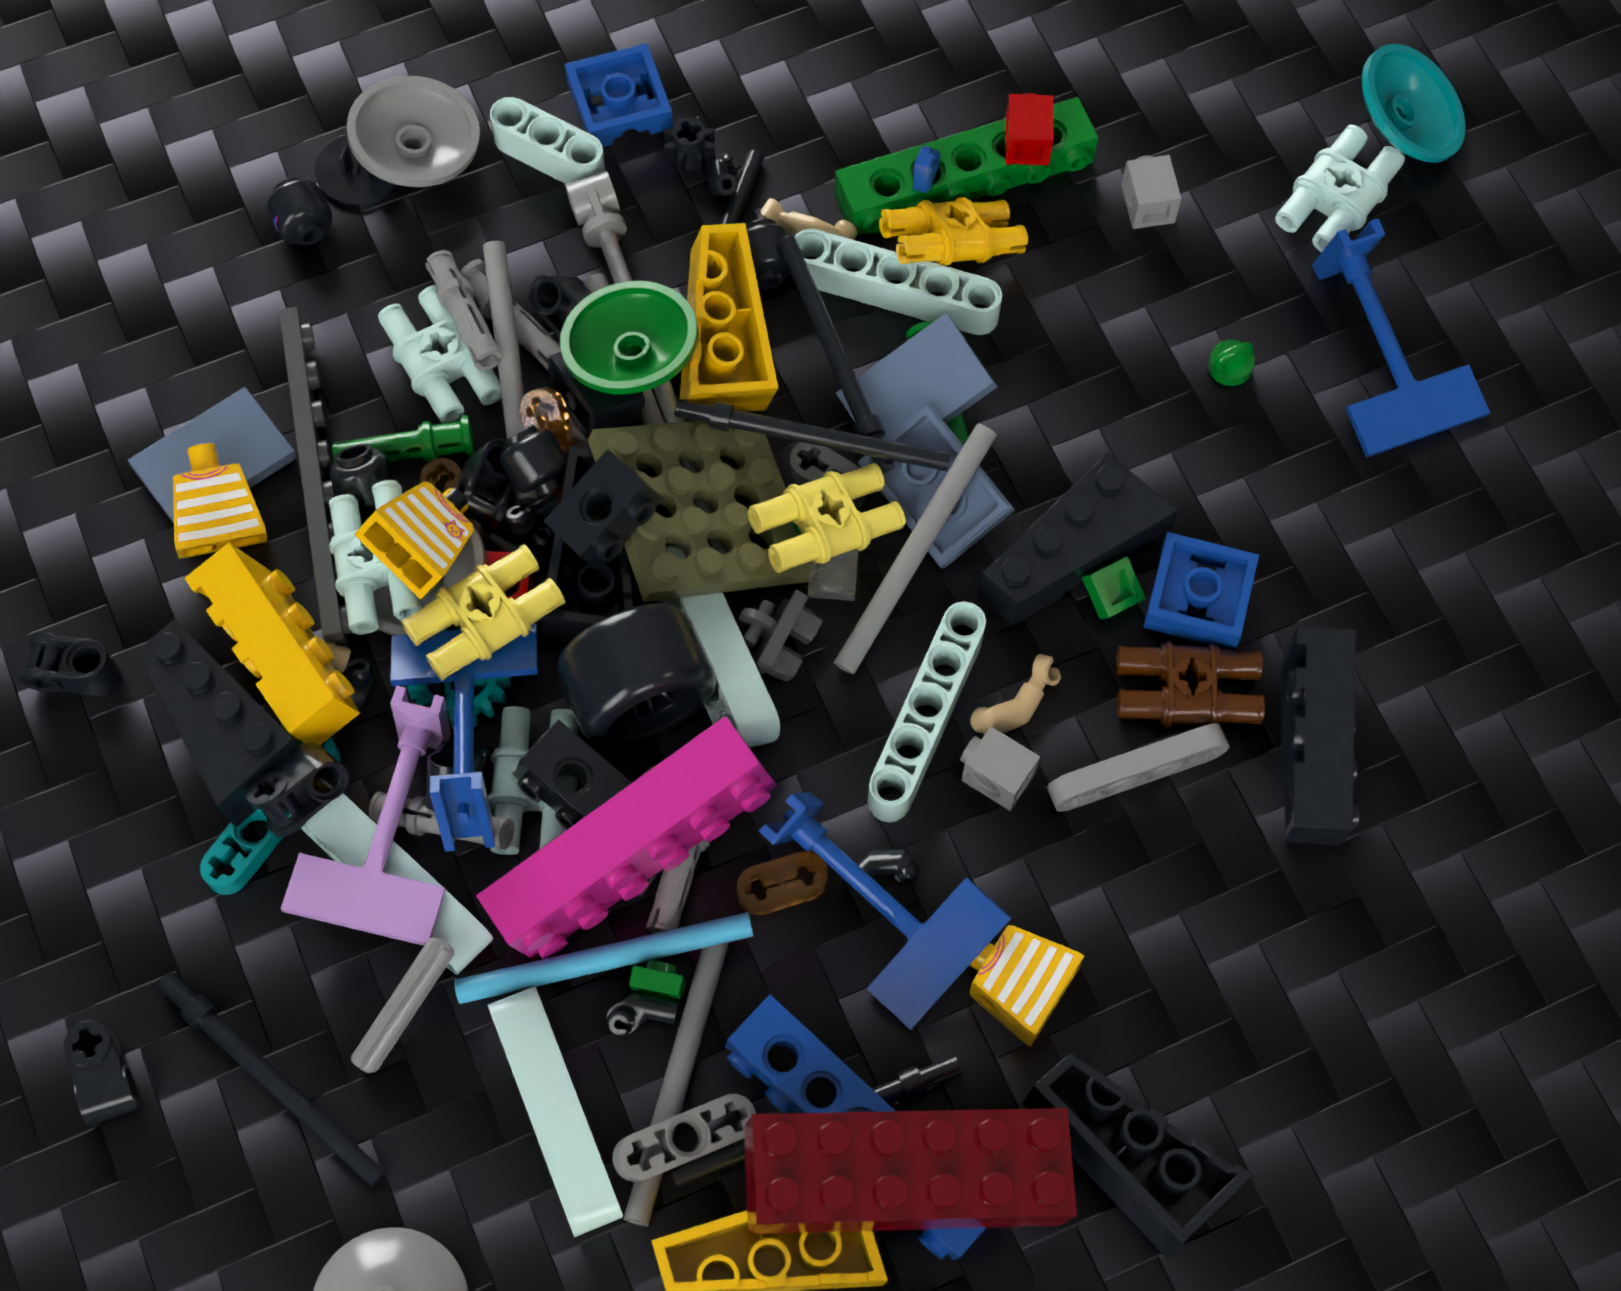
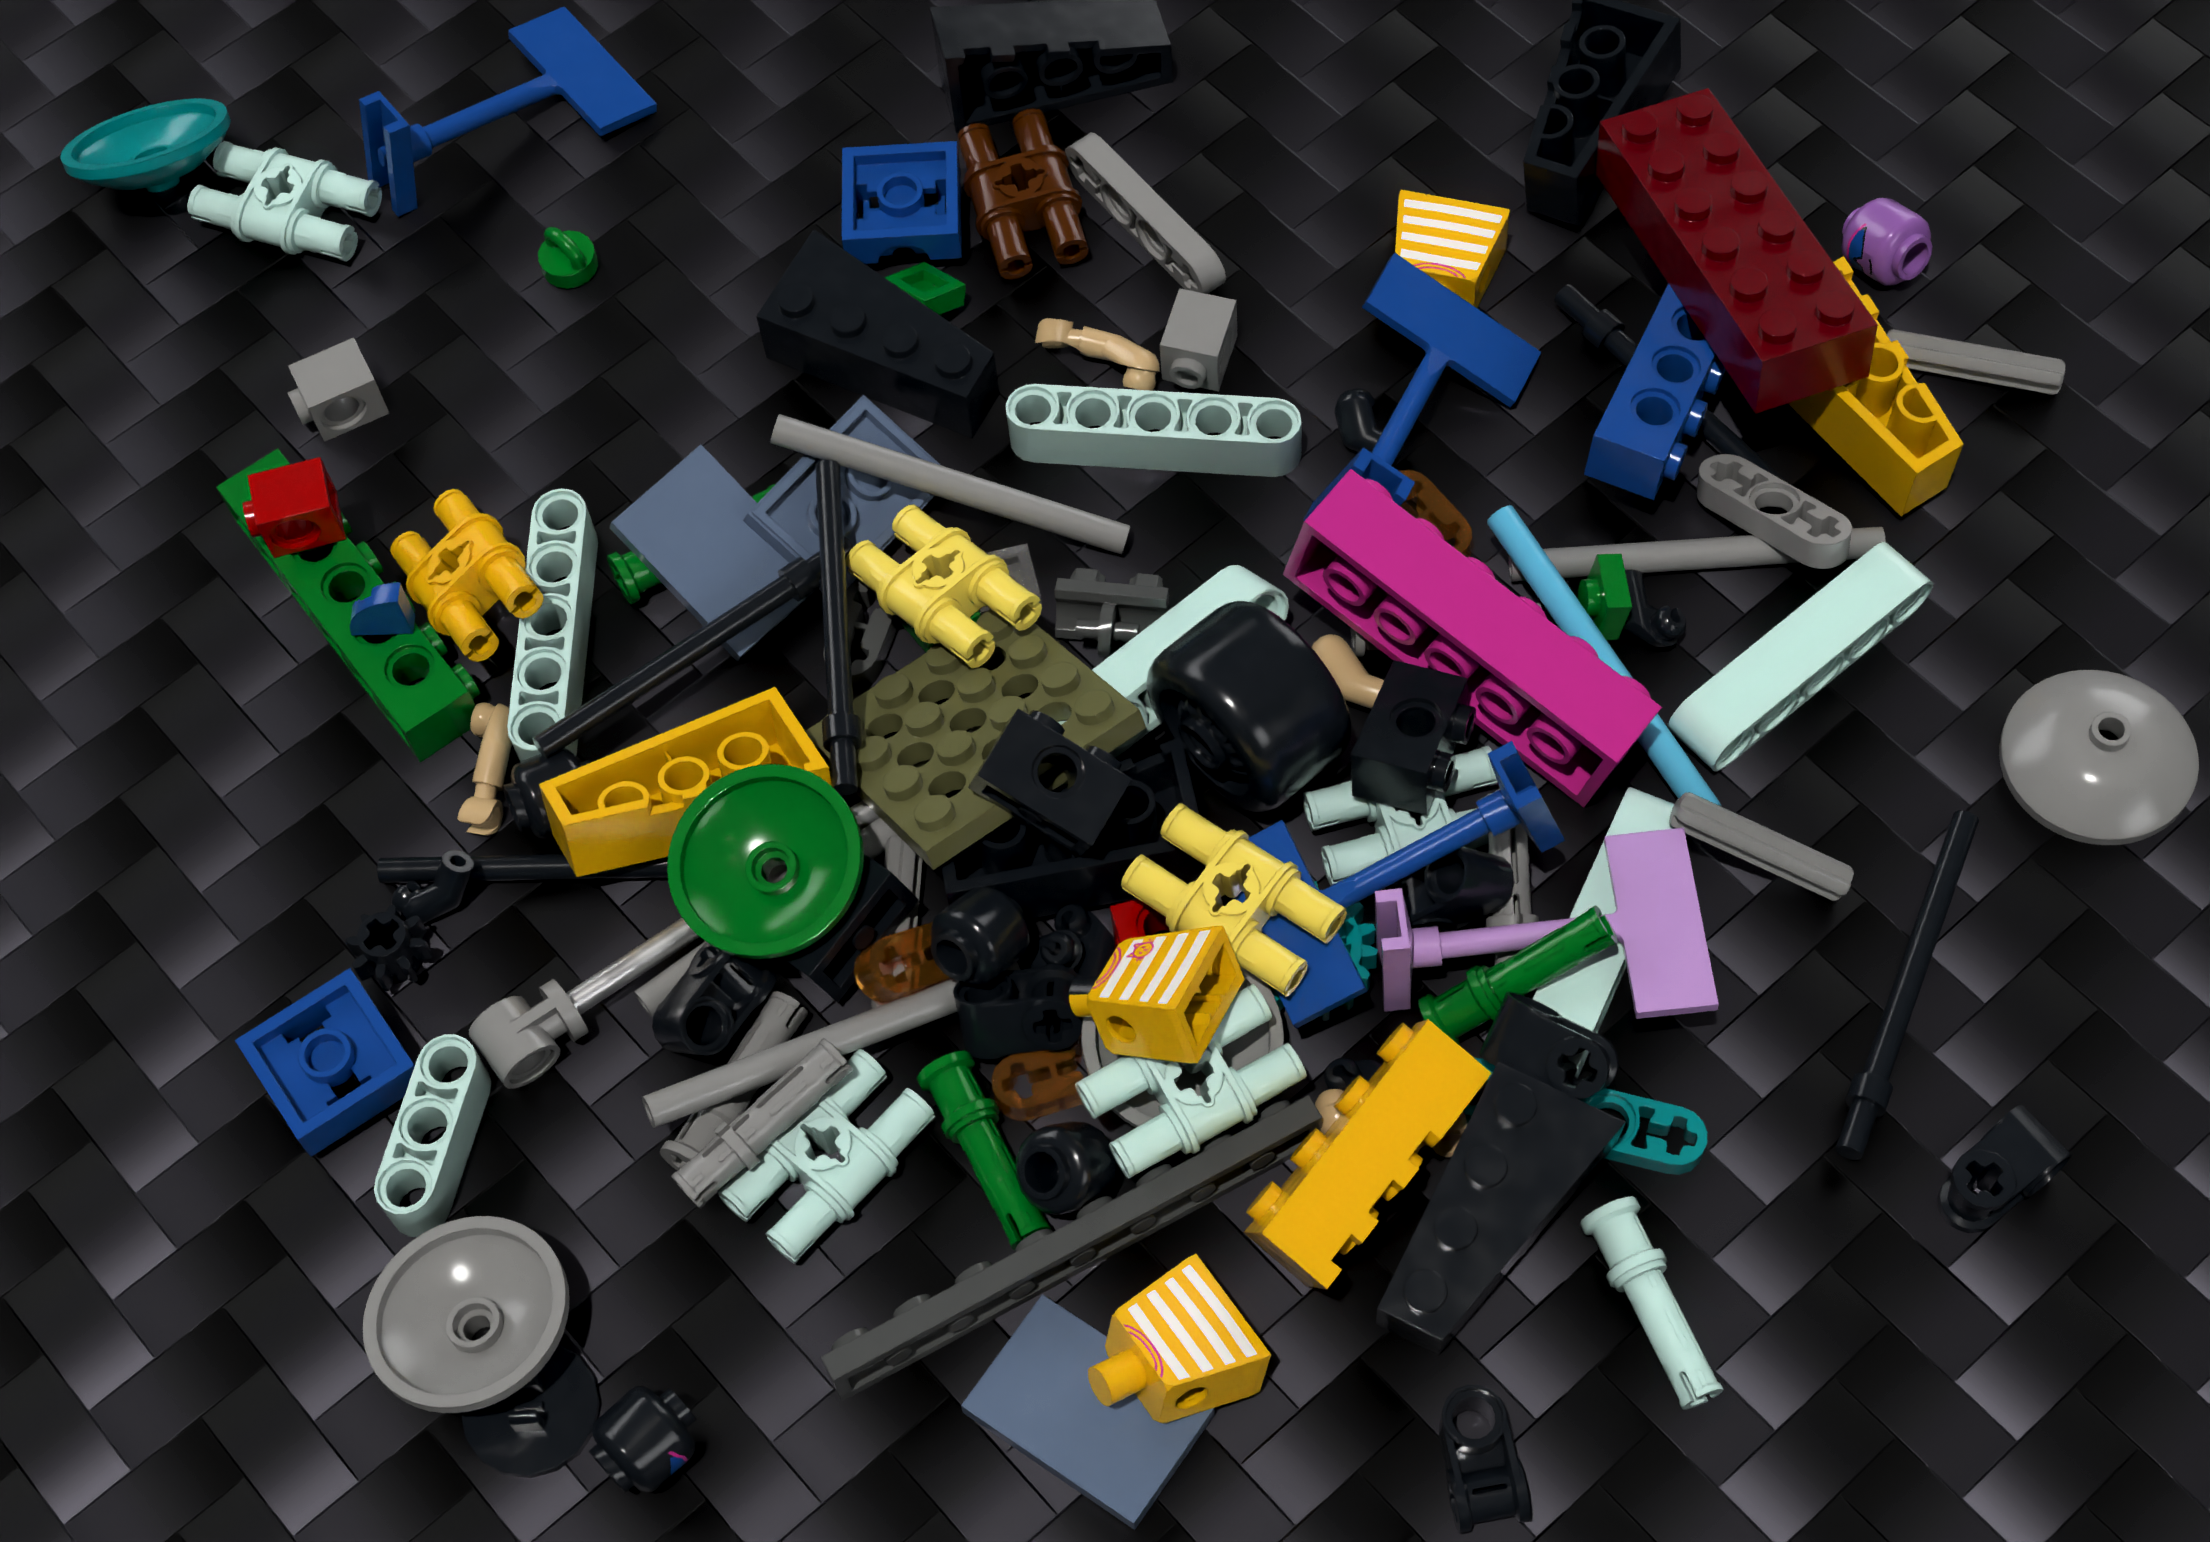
camera: 100 degrees left, 5 degrees down
(143, 807) = (1639, 1273): none -> light aqua pin
(368, 777) = (1483, 991): none -> green pin

